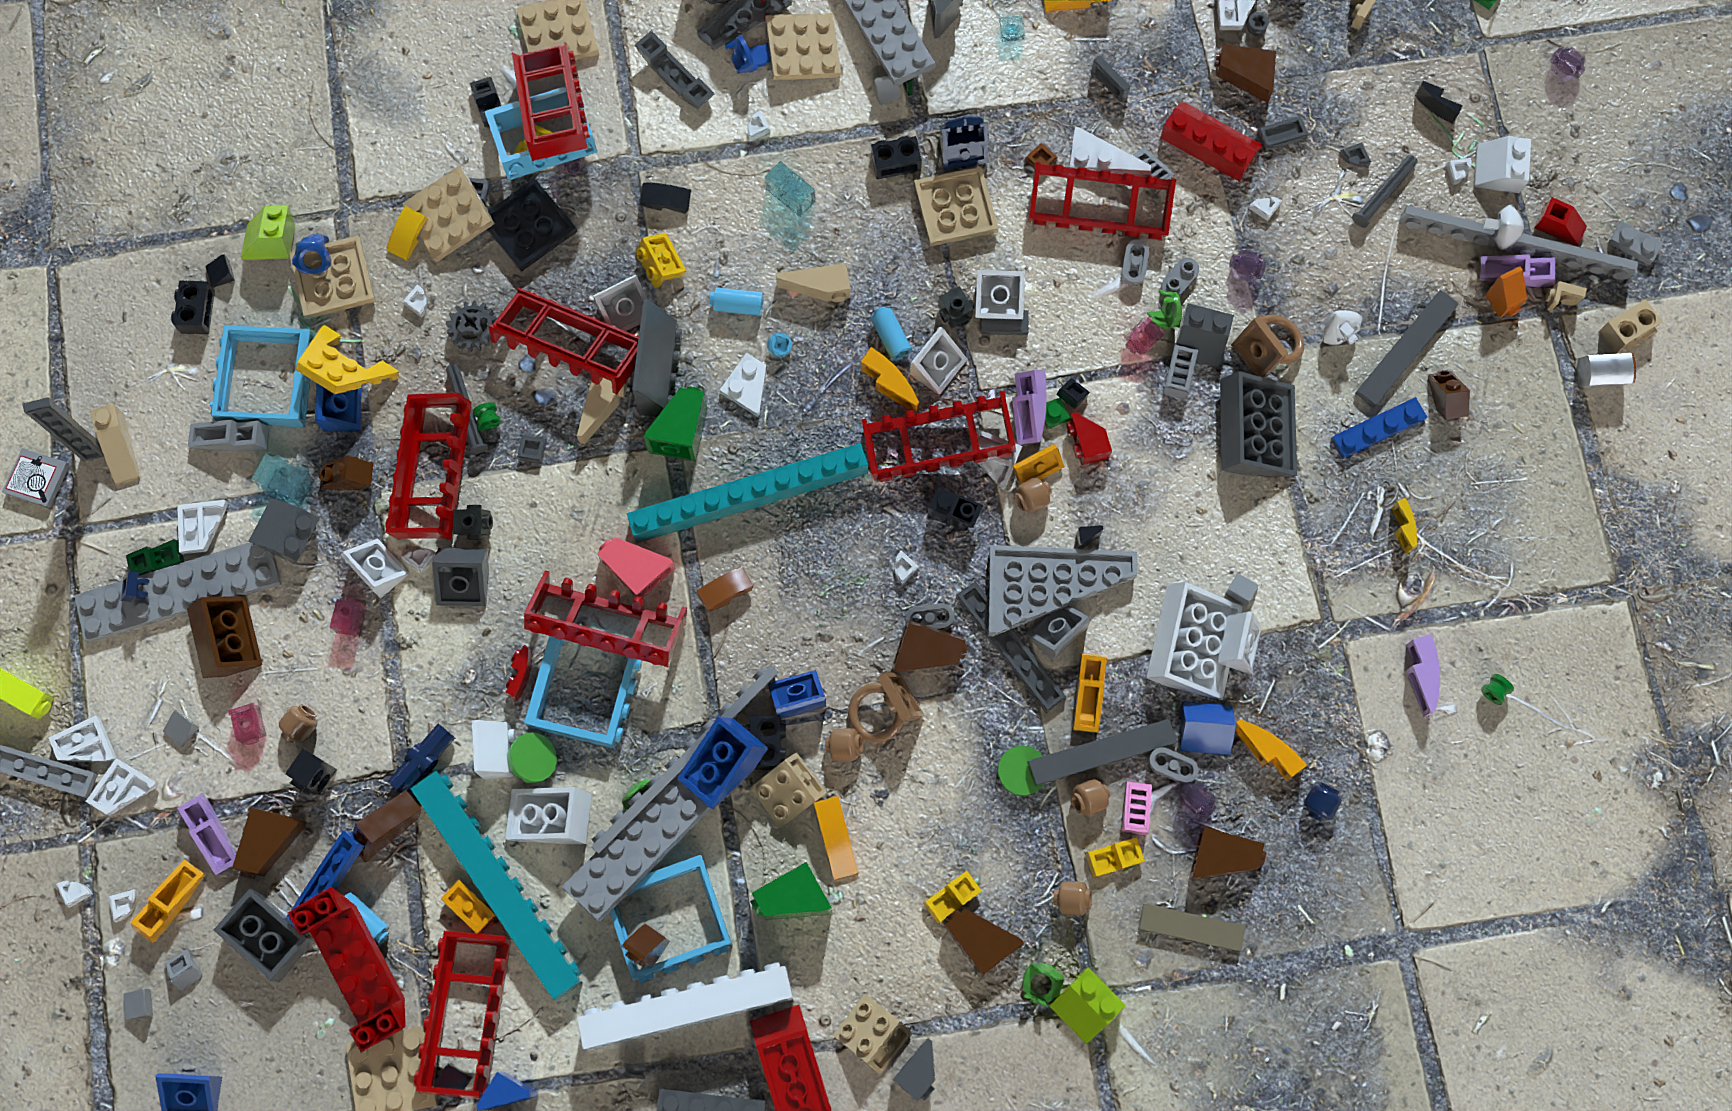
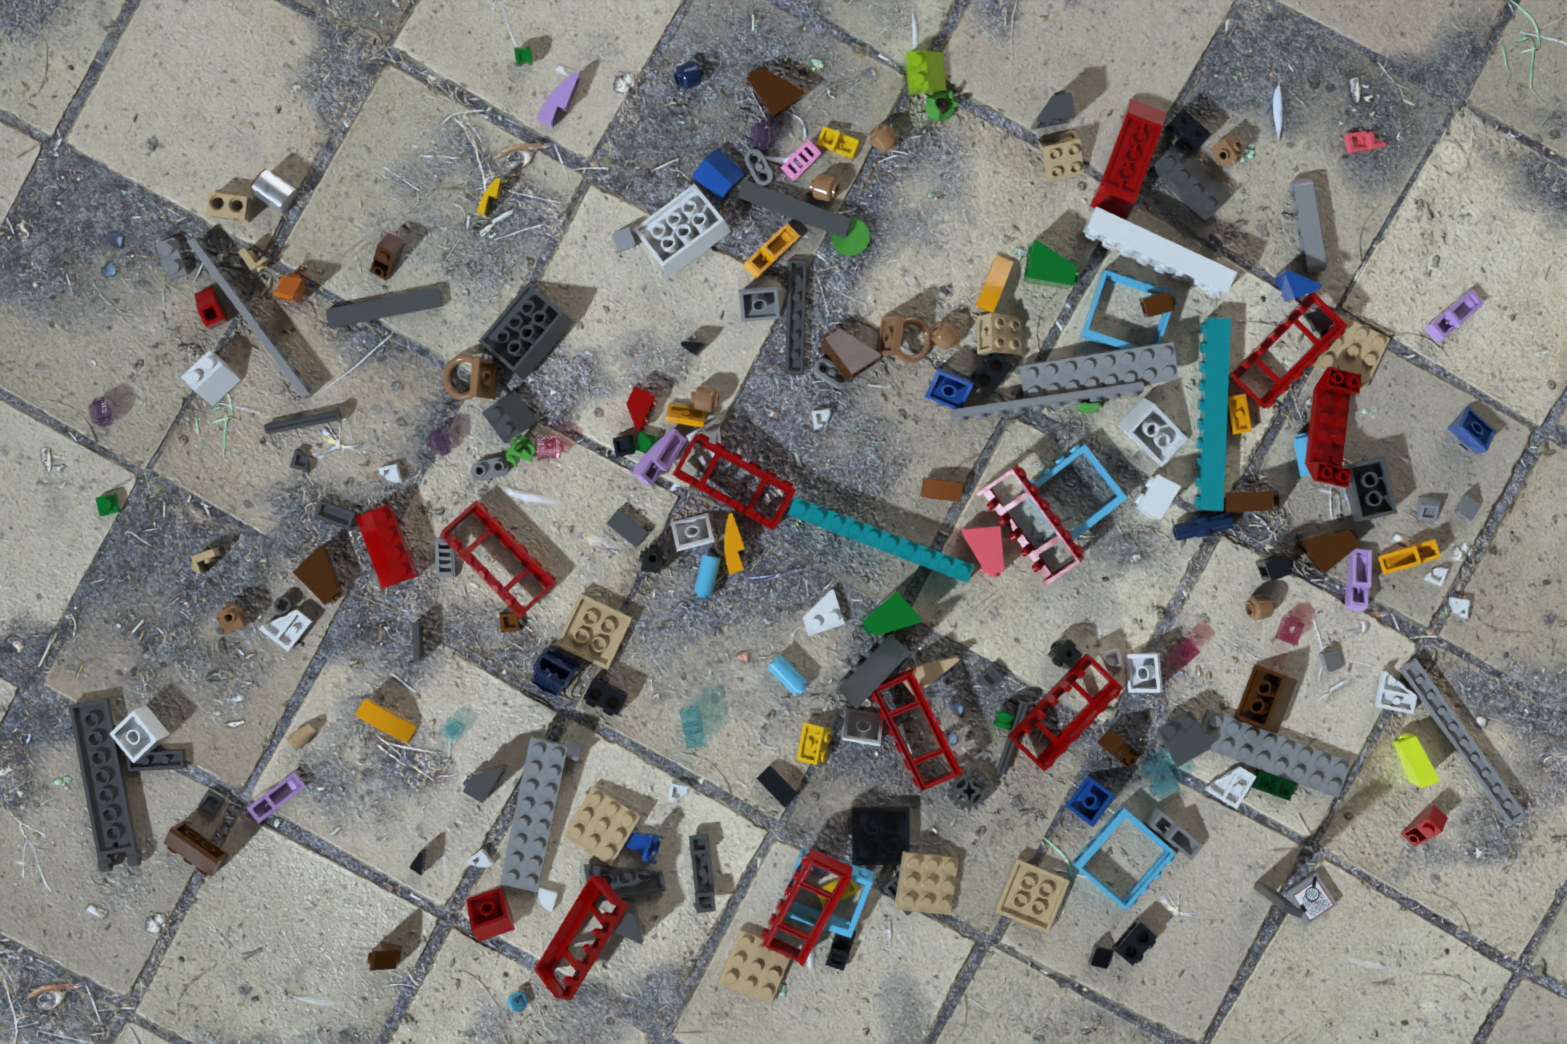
camera: 150 degrees left, 15 degrees up
(115, 442) = (1246, 883): tan slope -> none
(120, 788) = (1391, 649): white wing -> none
(130, 587) = (1302, 772): dark blue tile -> none
(269, 234) = (1053, 956): lime slope -> none
(315, 243) = (1029, 925): blue hair -> none
(333, 867) = (1306, 496): blue plate -> none
(335, 371) = (1079, 823): yellow wing -> none
(404, 234) = (963, 890): yellow slope -> none
(416, 301) = (989, 837): white tile -> none
(461, 576) = (1096, 625): dark grey slope -> none
(522, 665) = (1100, 538): red slope -> none
(532, 757) = (1137, 474): bright green tile -> none
(721, 761) = (1029, 379): blue slope -> none
(779, 344) = (783, 624): medium azure tile -> none
(822, 282) = (722, 644): tan slope -> none
(952, 897) = (952, 196): yellow slope -> none
(953, 509) = (761, 427): black slope -> none
(980, 939) = (957, 157): reddish brown slope -> none
(1000, 294) = (617, 545): white slope -> none
(1042, 580) = (744, 341): light grey wing -> none
(1100, 155) = (472, 594): white wing -> none
(1135, 264) = (510, 500): light grey plate -> none
(1176, 386) = (556, 395): light grey slope -> none
(1192, 927) = (827, 67): dark tan tile -> none
(1240, 642) = (656, 207): white slope -> none
(1269, 748) = (693, 130): light orange slope -> none
(1342, 327) = (417, 352): white piece -> none
(1379, 428) = (449, 271): blue plate -> none
(1431, 98) = (215, 459): black slope -> none
(1458, 170) = (241, 398): white tile -> none
(1507, 227) = (255, 328): white piece -> none
(1536, 271) = (264, 298): lavender slope -> none

